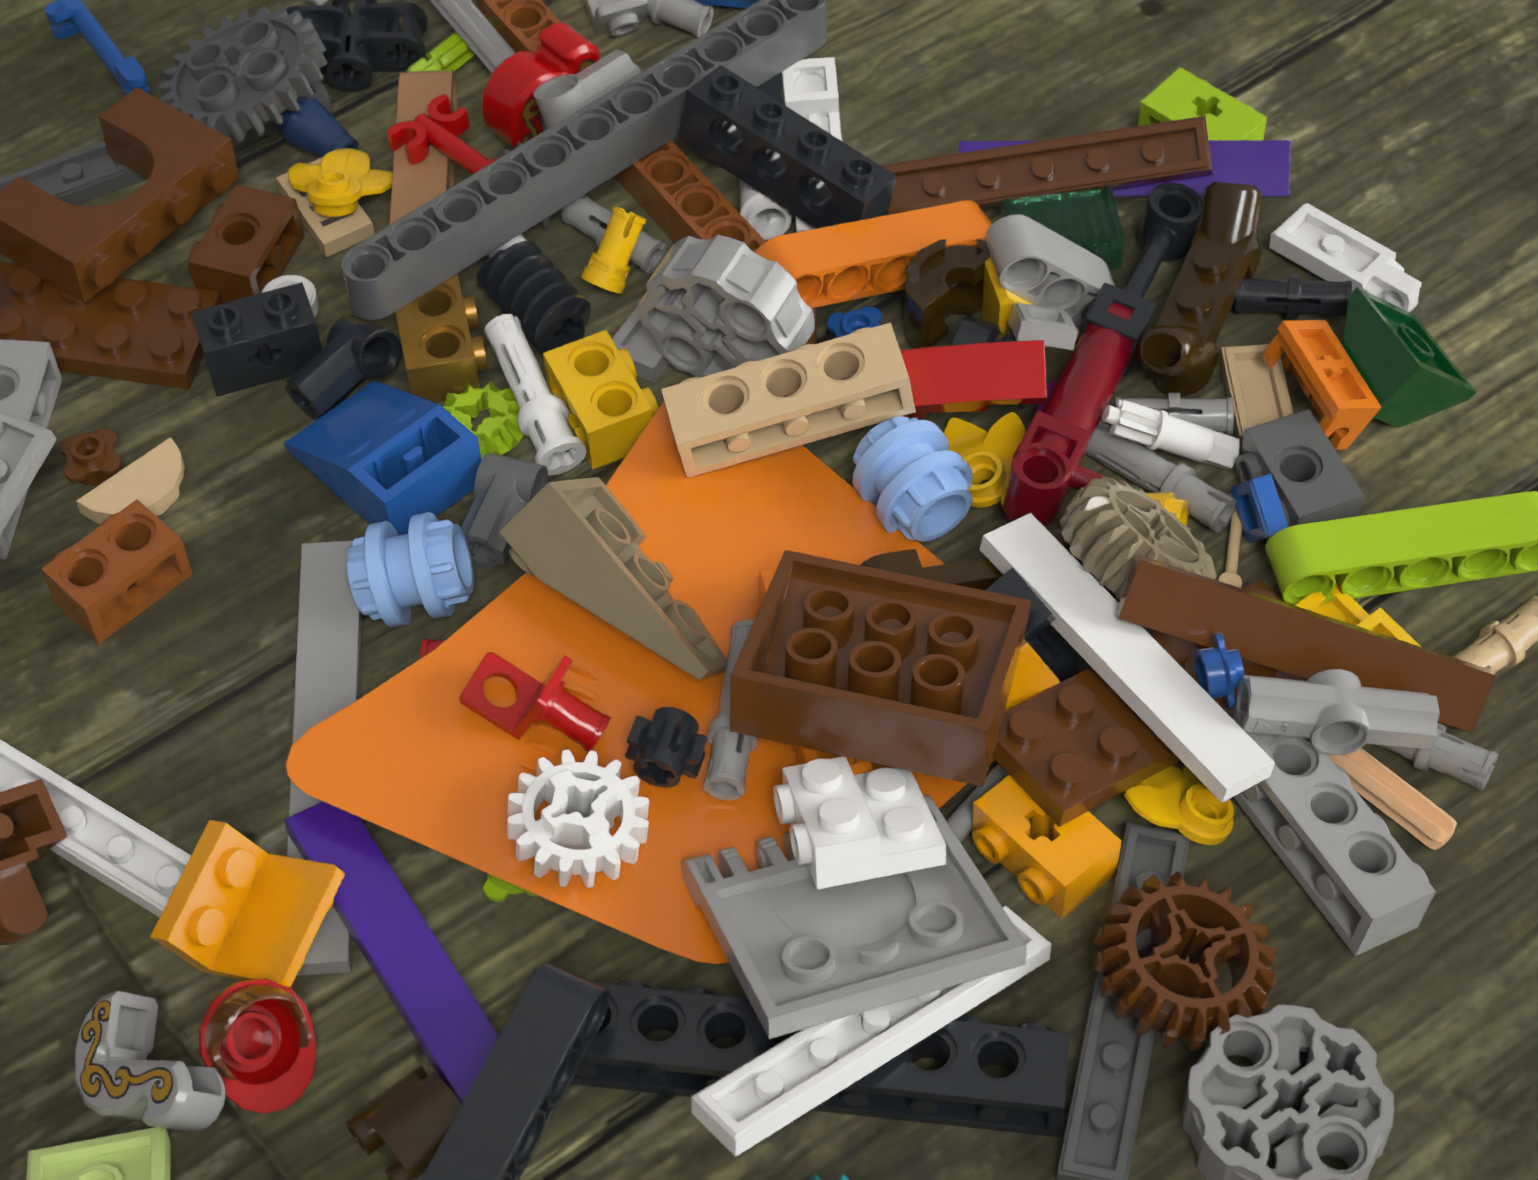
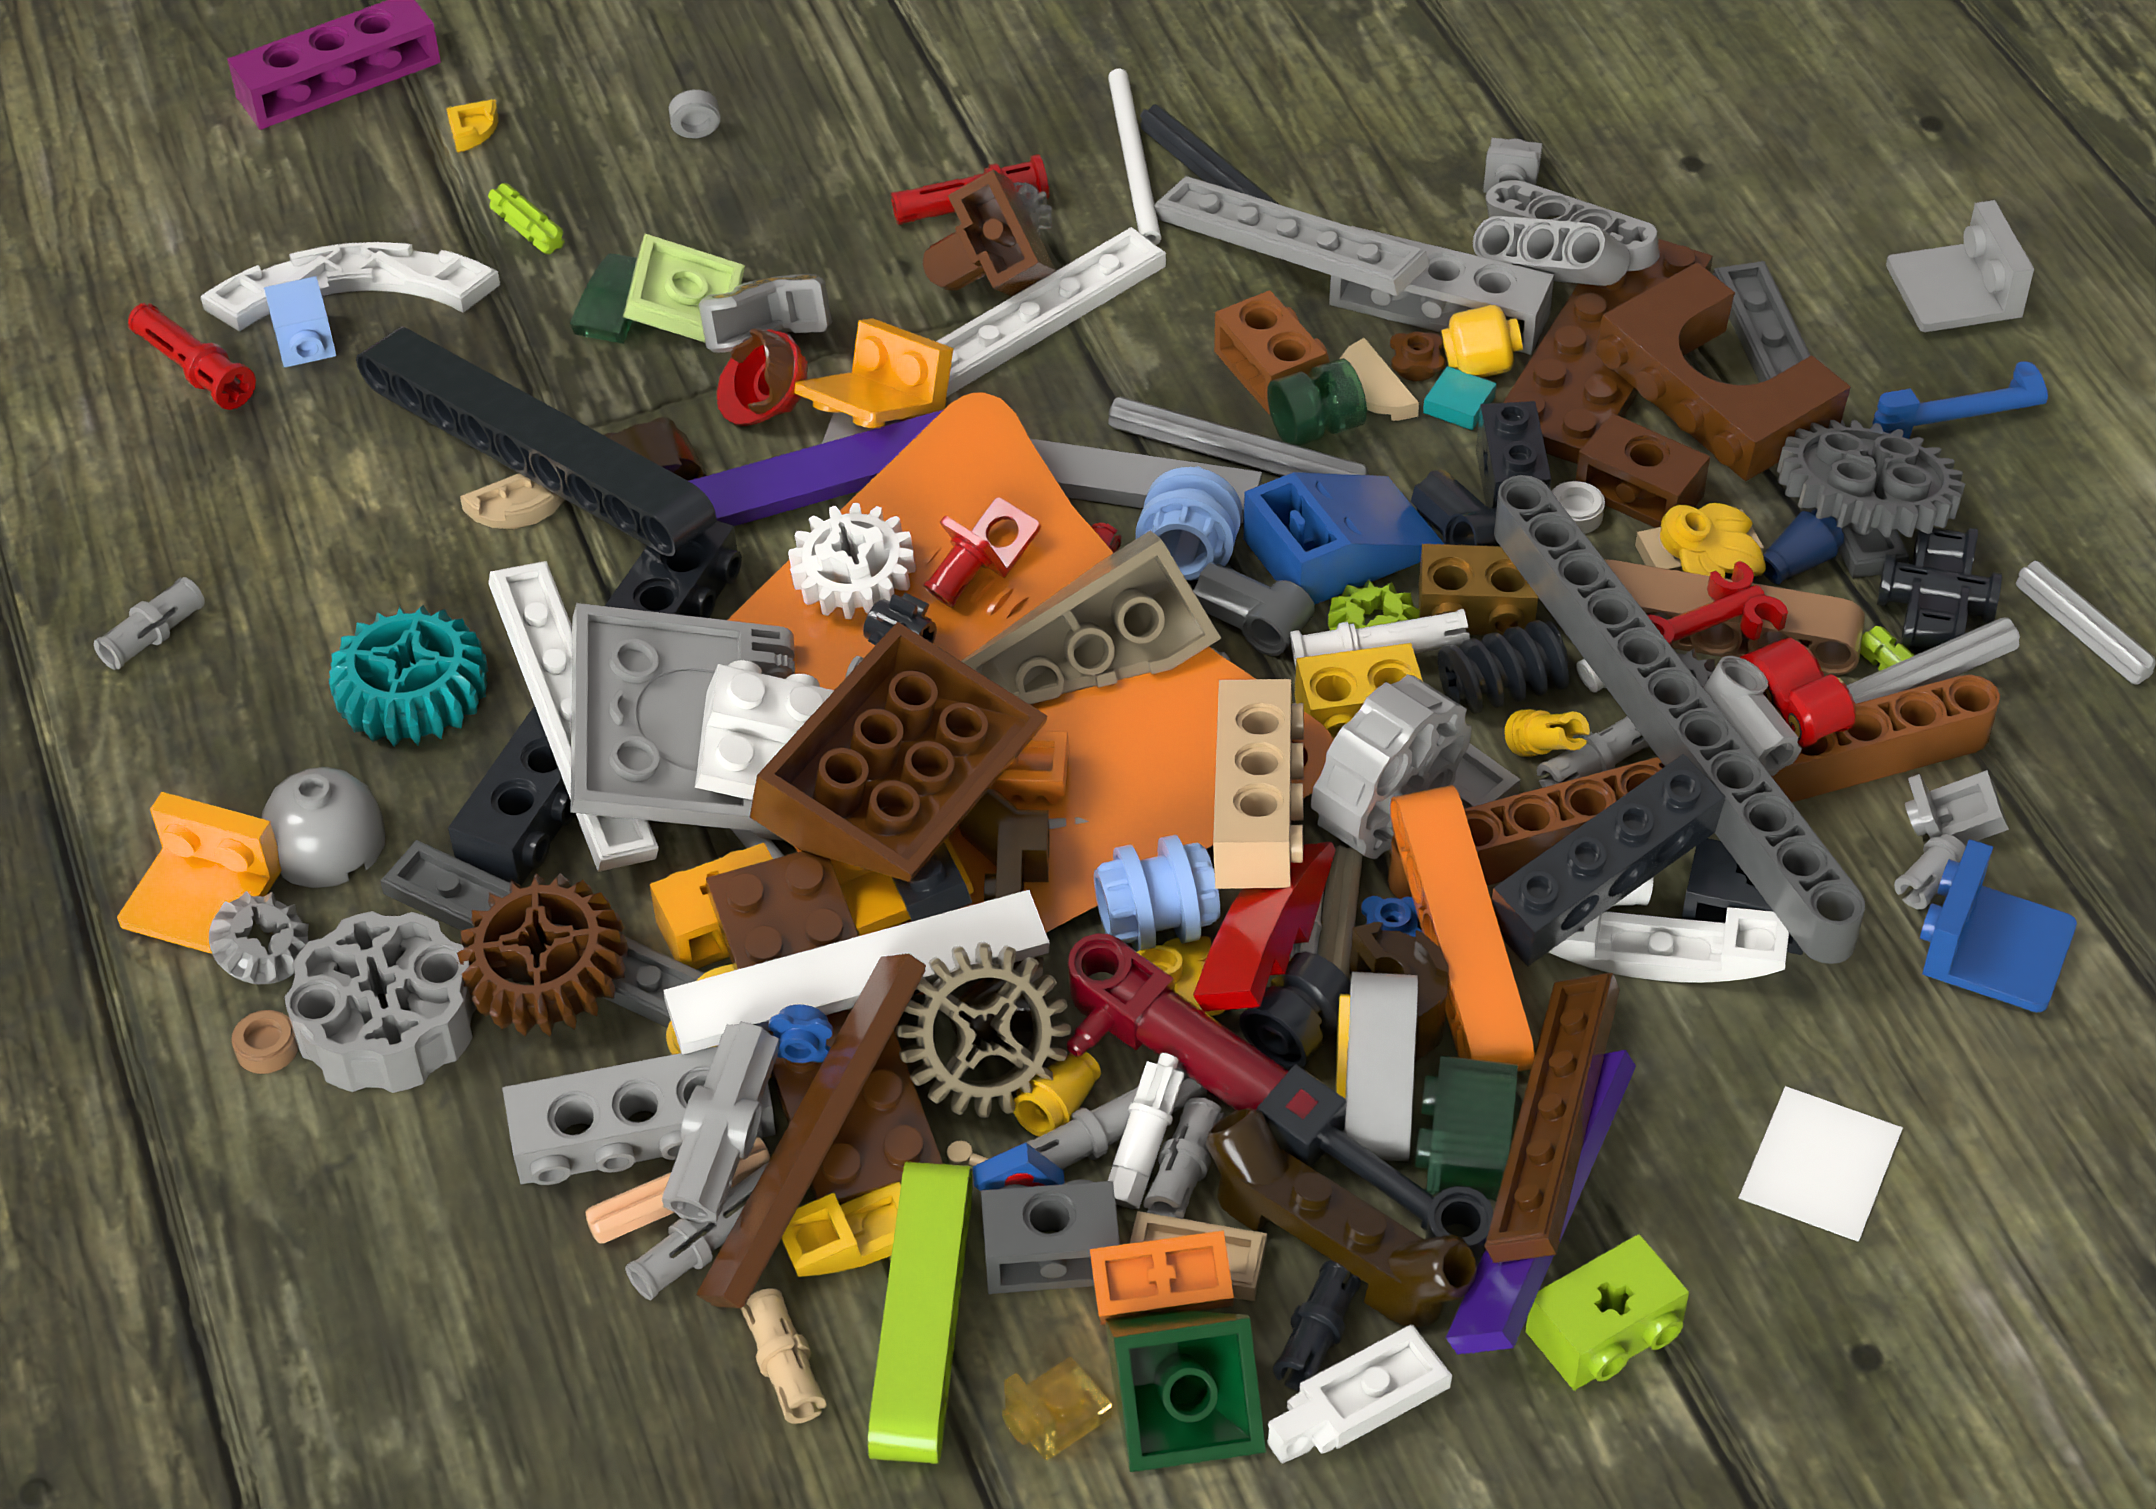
camera: 105 degrees right, 5 degrees down
(77, 395) = (1481, 341): none -> yellow head
(149, 413) = (1458, 397): none -> teal tile
(199, 507) = (1319, 402): none -> clear green wheel
(258, 583) = (1224, 441): none -> flat silver axle
(987, 50) = (1821, 1163): none -> white sticker
(1042, 323) = (1298, 1026): light grey tile -> none
(1451, 447) = (1054, 1408): none -> clear yellow bracket

